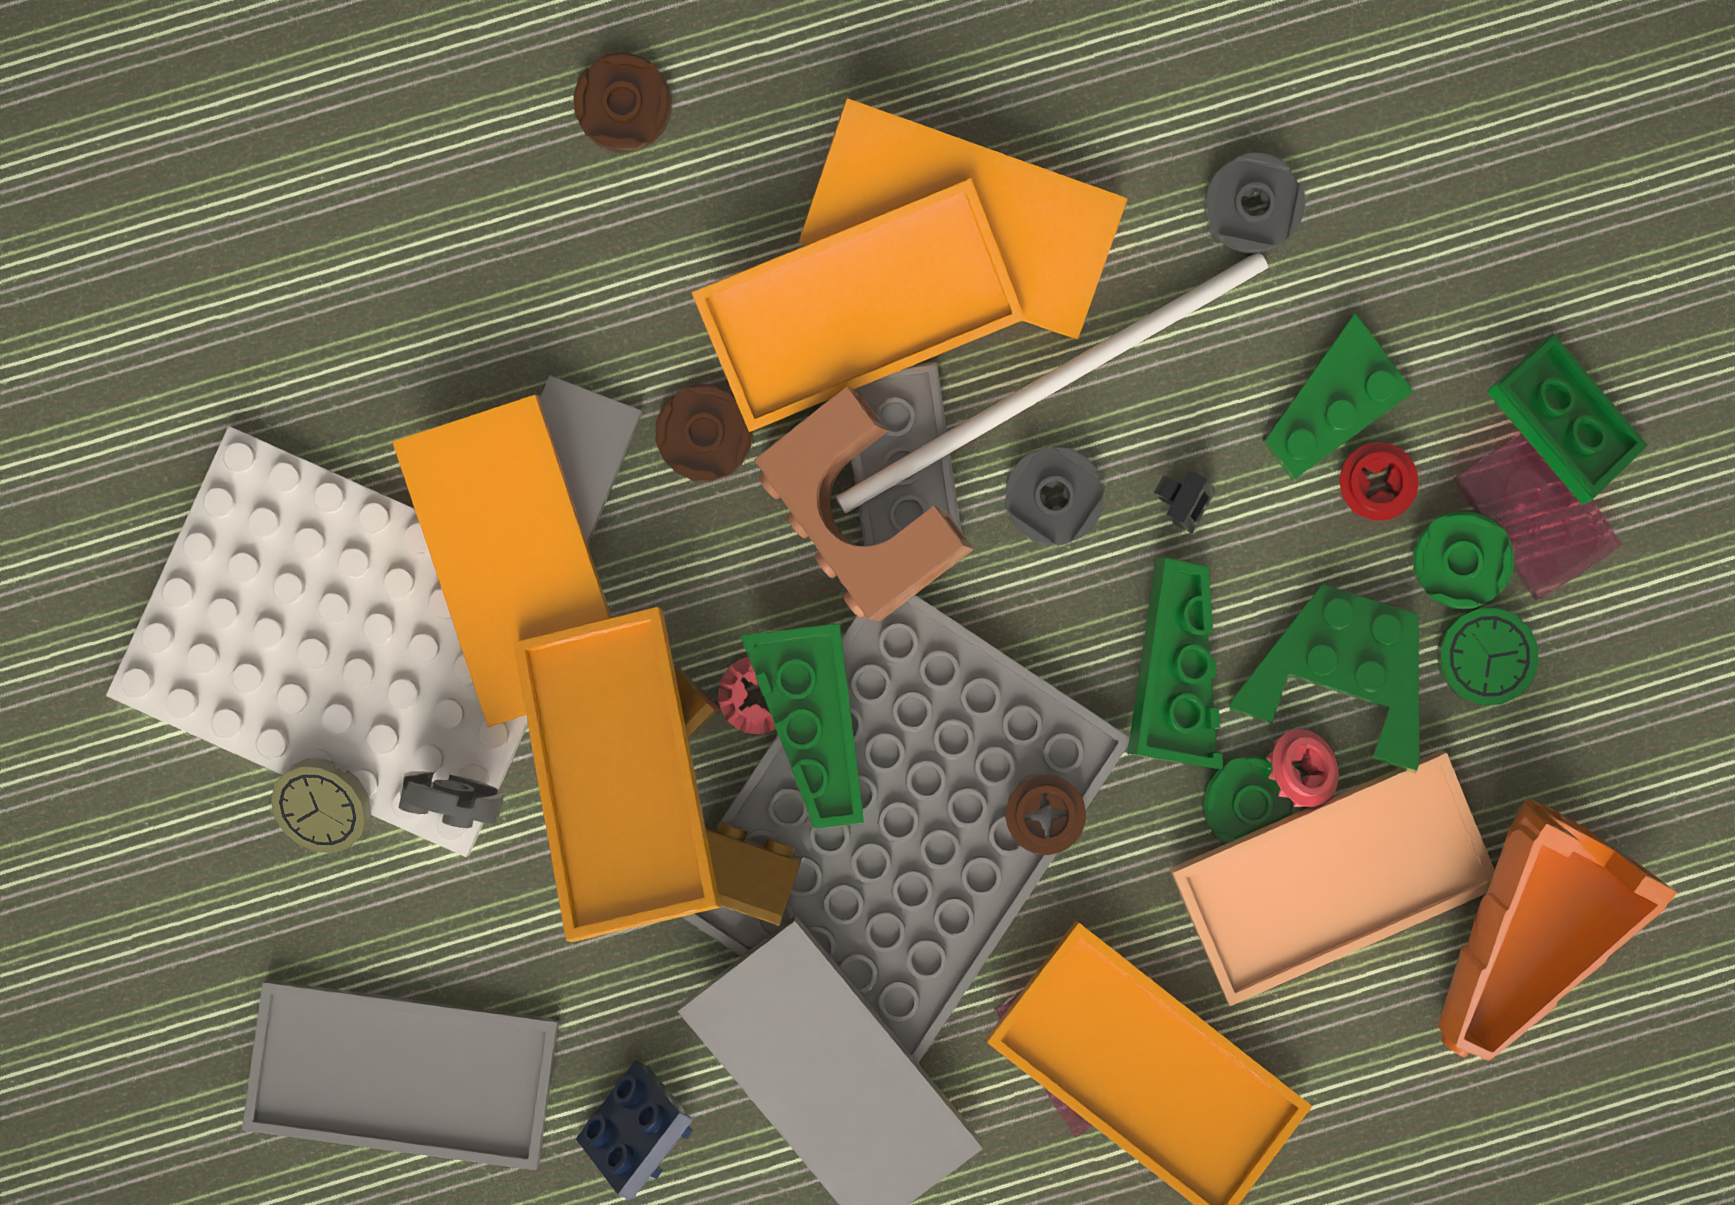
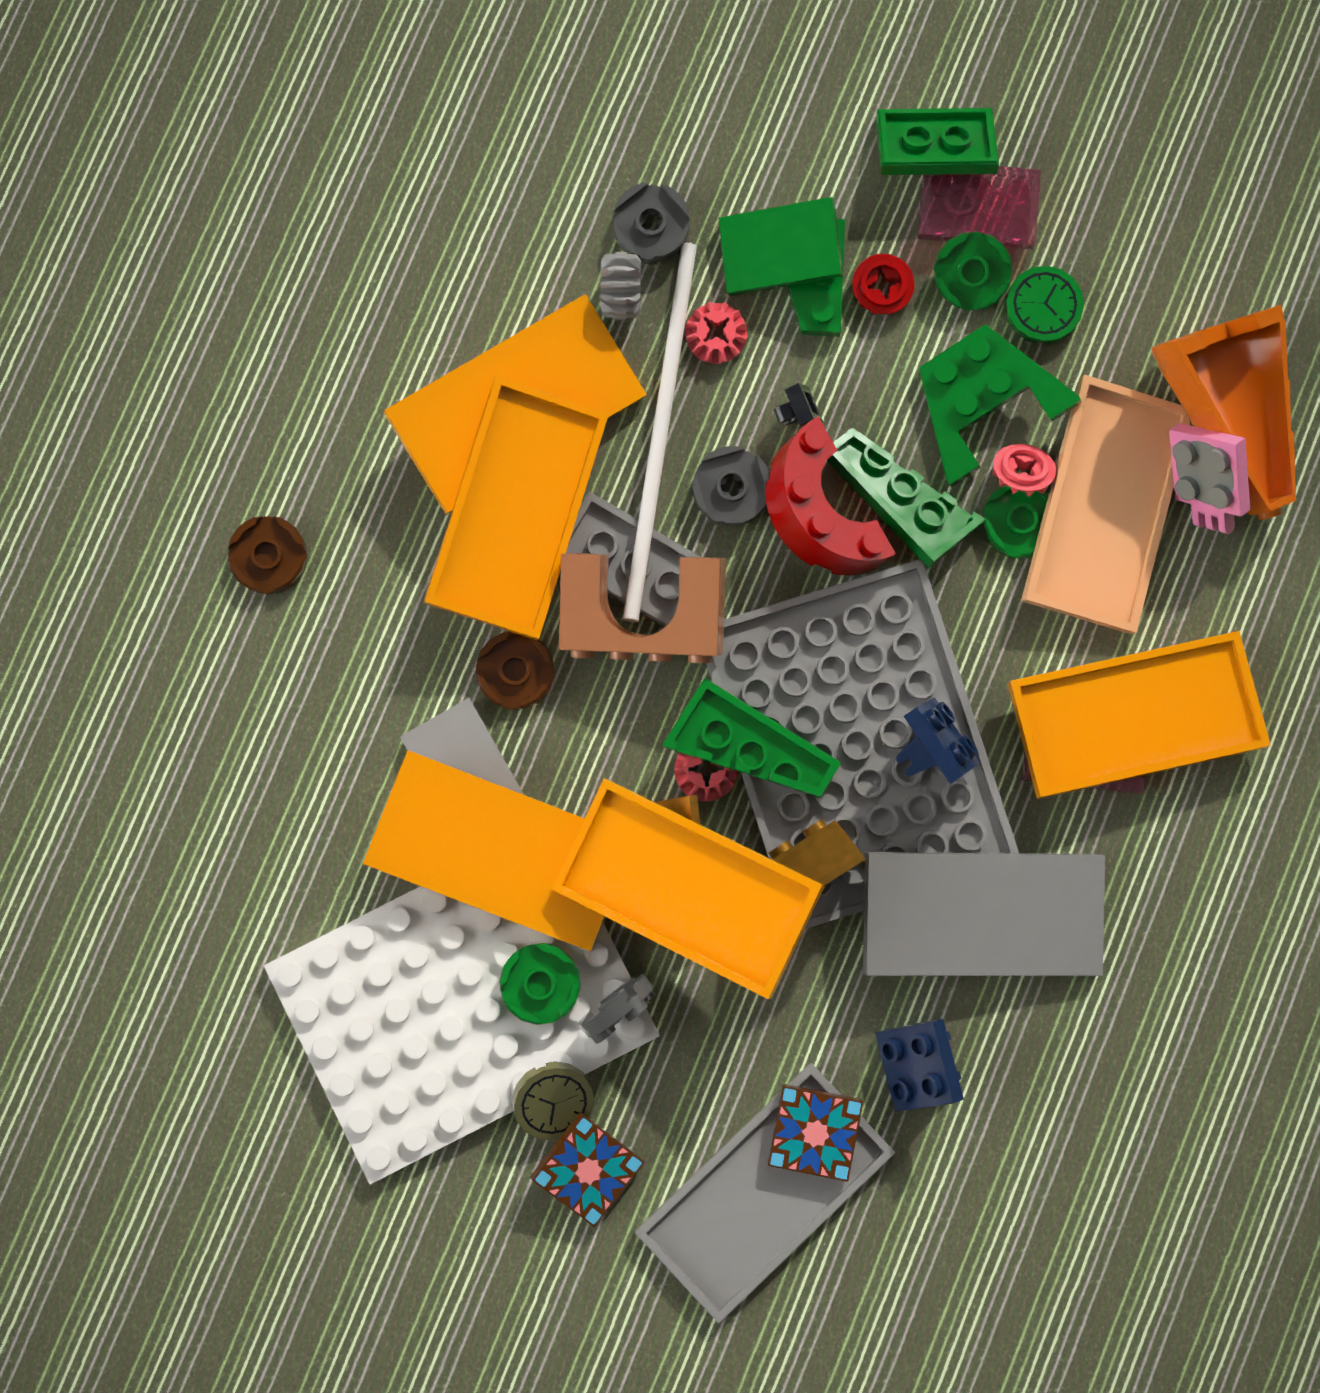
camera: 55 degrees left, 5 degrees down
(284, 890) = (587, 1169): none -> tile
(420, 703) = (540, 983): none -> green tile
(492, 1079) = (815, 1132): none -> tile
(957, 902) = (937, 742): none -> dark blue plate
(1063, 830) = (945, 645): reddish brown gear -> none
(1078, 592) = (806, 518): none -> red brick
(1163, 226) = (620, 285): none -> light grey gear
(1177, 370) = (716, 350): none -> coral gear
(1332, 350) = (780, 246): none -> green tile
(1444, 958) = (1210, 475): none -> piece

